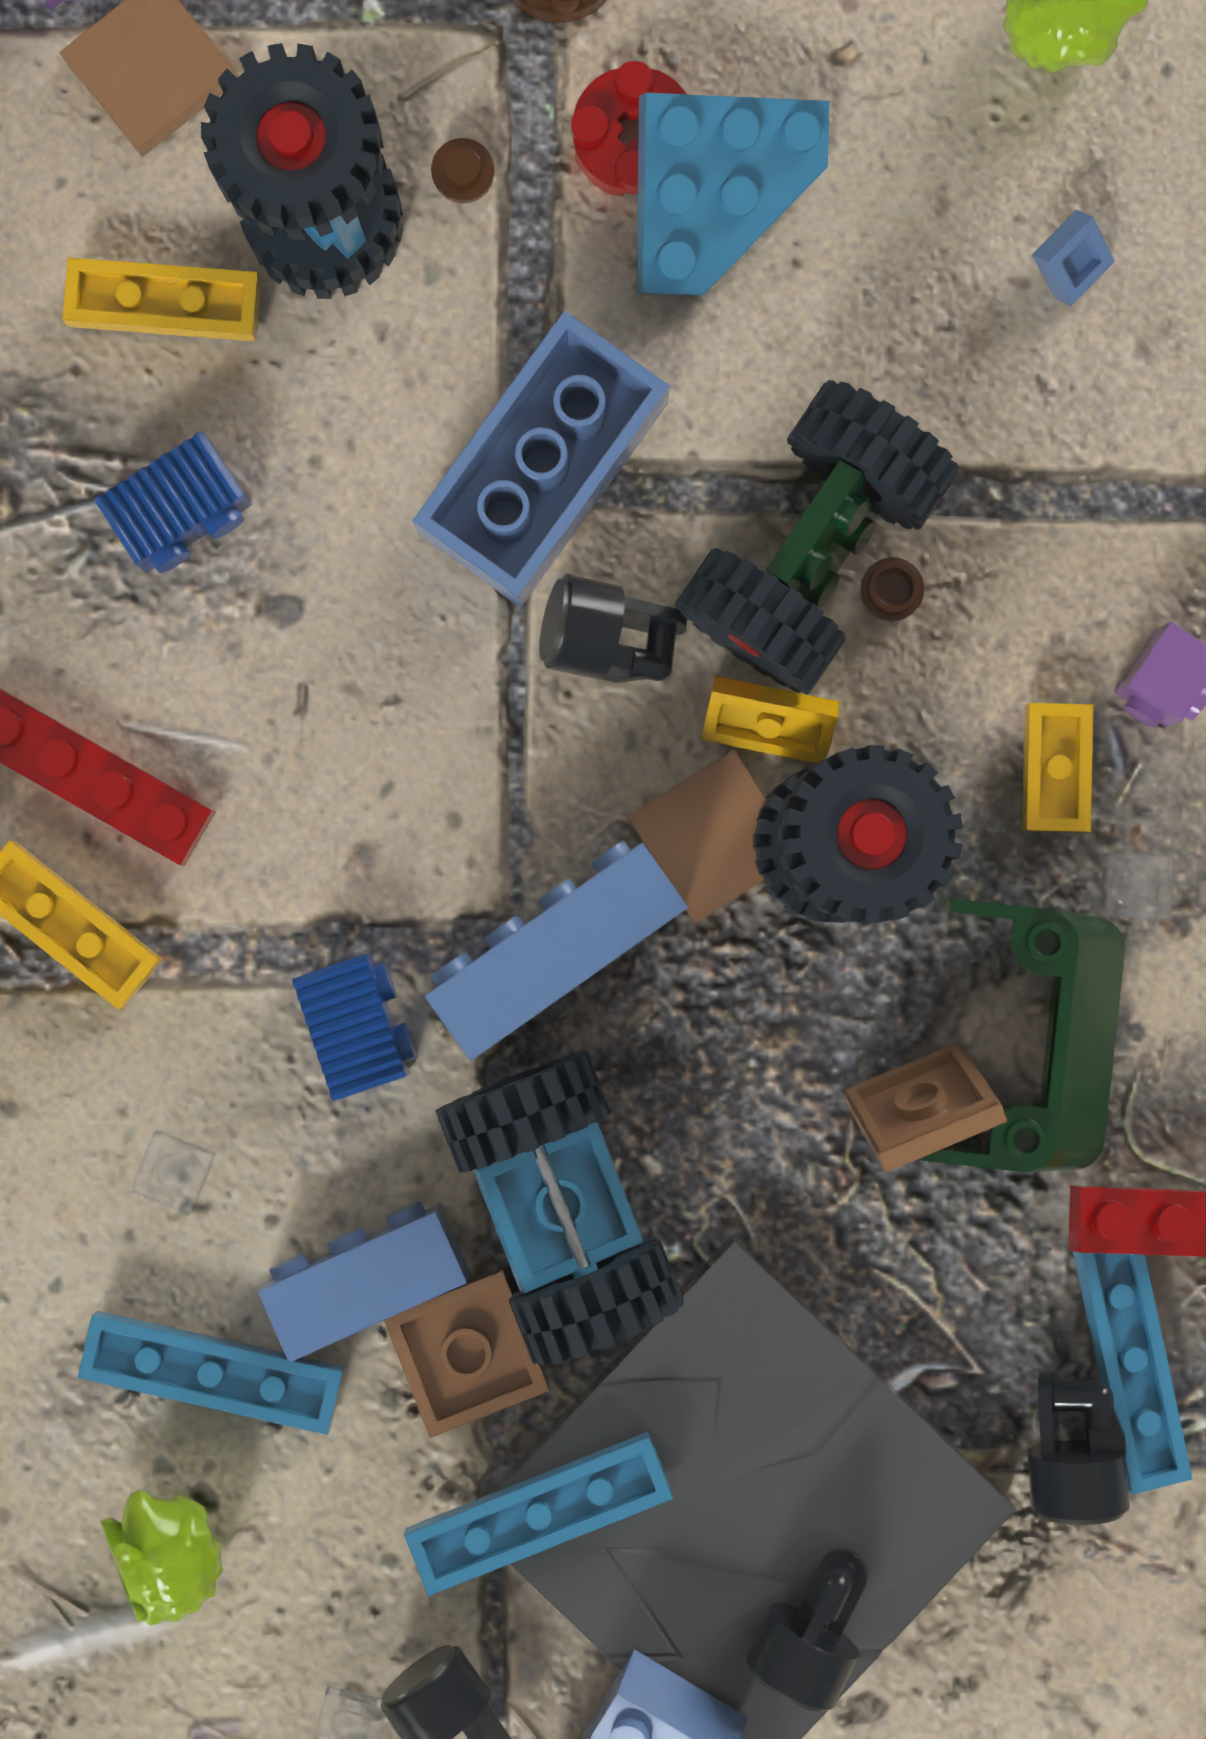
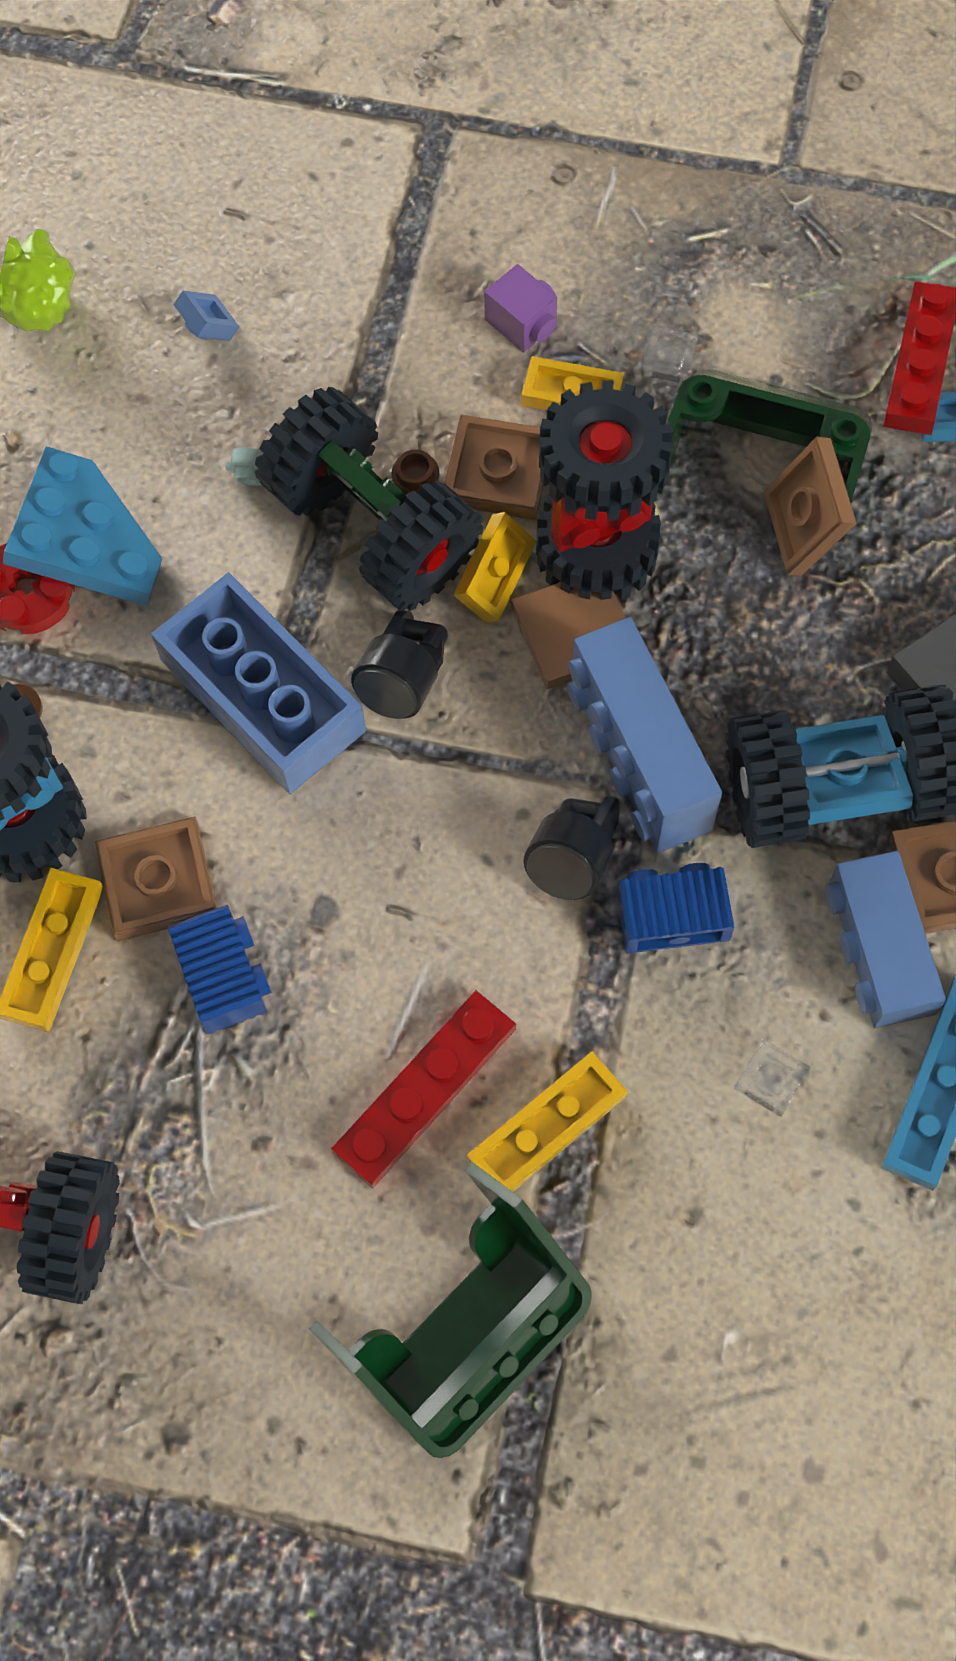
camera: 75 degrees left, 20 degrees down
(280, 401) = (155, 877): none -> medium nougat tile
(390, 887) = (573, 848): none -> black piece
(859, 368) = (243, 465): none -> light aqua plate
(928, 691) = (496, 466): none -> medium nougat tile

